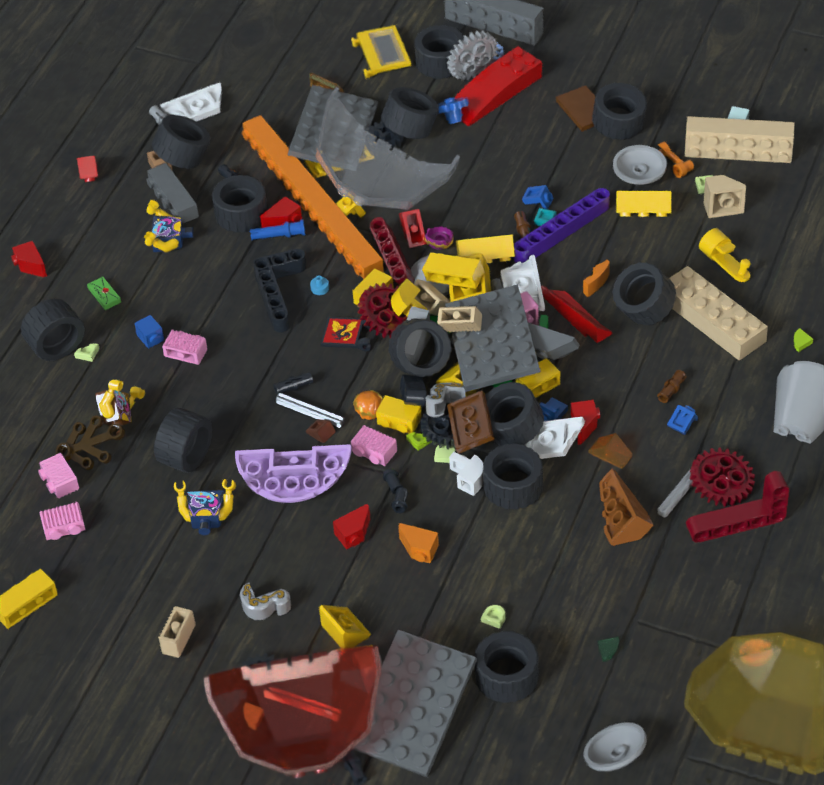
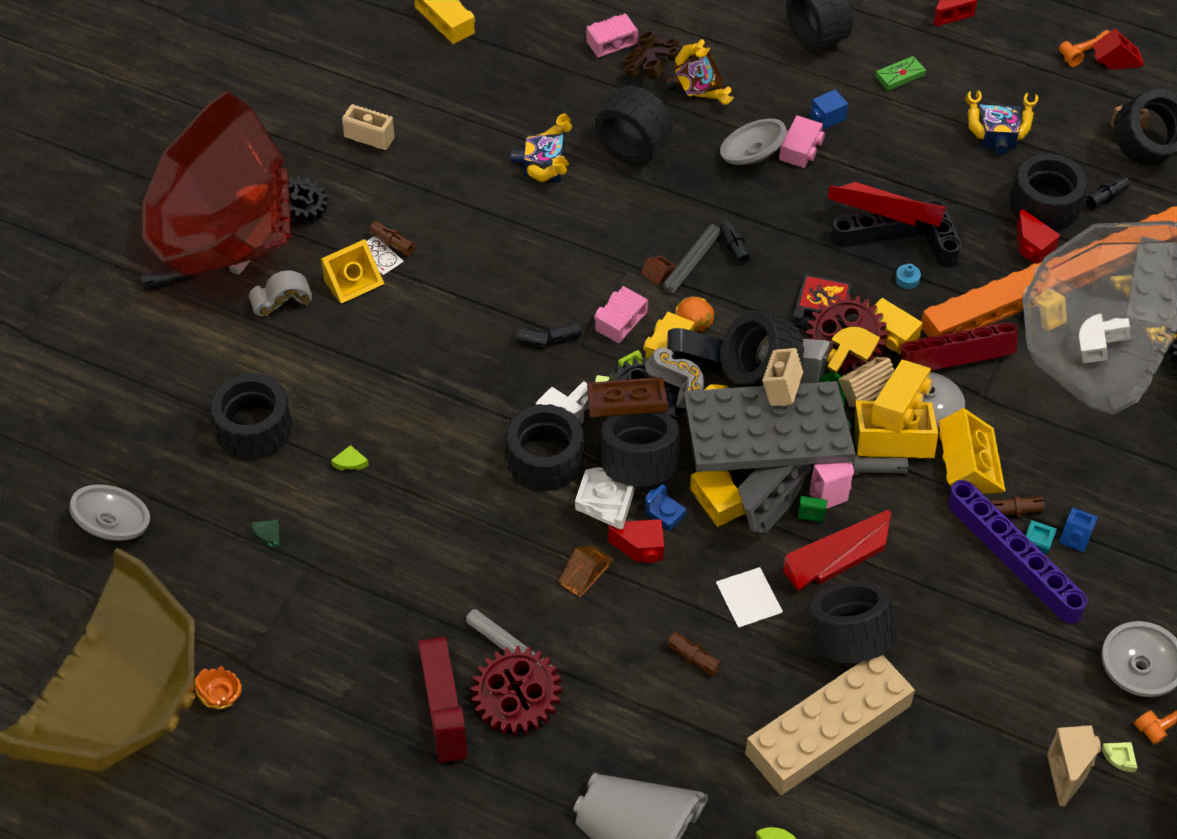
camera: 90 degrees right, 5 degrees up
(62, 521) = (545, 40): bright pink brick -> none
(82, 193) = (1074, 54): none -> orange brick
(87, 353) = (804, 61): yellowish green tile -> none
(172, 193) = (1072, 130): dark grey brick -> none
(183, 366) = (753, 142): none -> light grey dish
(263, 606) = (394, 199): light grey animal -> none
(264, 282) = (887, 204): none -> red wedge
(287, 229) = (1008, 243): blue pin -> none
(292, 474) = (586, 231): lavender brick -> none
(300, 604) = (392, 238): none -> reddish brown pin
(311, 618) = (383, 256): none -> white sticker
(352, 527) = (495, 289): red slope -> none
(382, 179) = (1096, 333): none -> white brick
(412, 228) = (1011, 375): red slope -> none
(415, 702) = (220, 322): dark grey plate -> none
(419, 542) = (460, 349): orange slope -> none
(439, 237) = (989, 402): magenta hair -> none
(494, 616) = (341, 421): yellowish green tile -> none
(526, 277) = (903, 493): white wing -> none
(532, 605) = (349, 459): none -> lime tile
(599, 277) = (913, 588): orange slope -> none
(616, 364) = (749, 597): none -> white sticker
(623, 513) = (459, 571): dark orange wedge -> none
(643, 203) = (1070, 660): yellow slope -> none
(682, 419) = (631, 658): blue bracket -> none
(717, 248) = (966, 744): yellow piece -> none

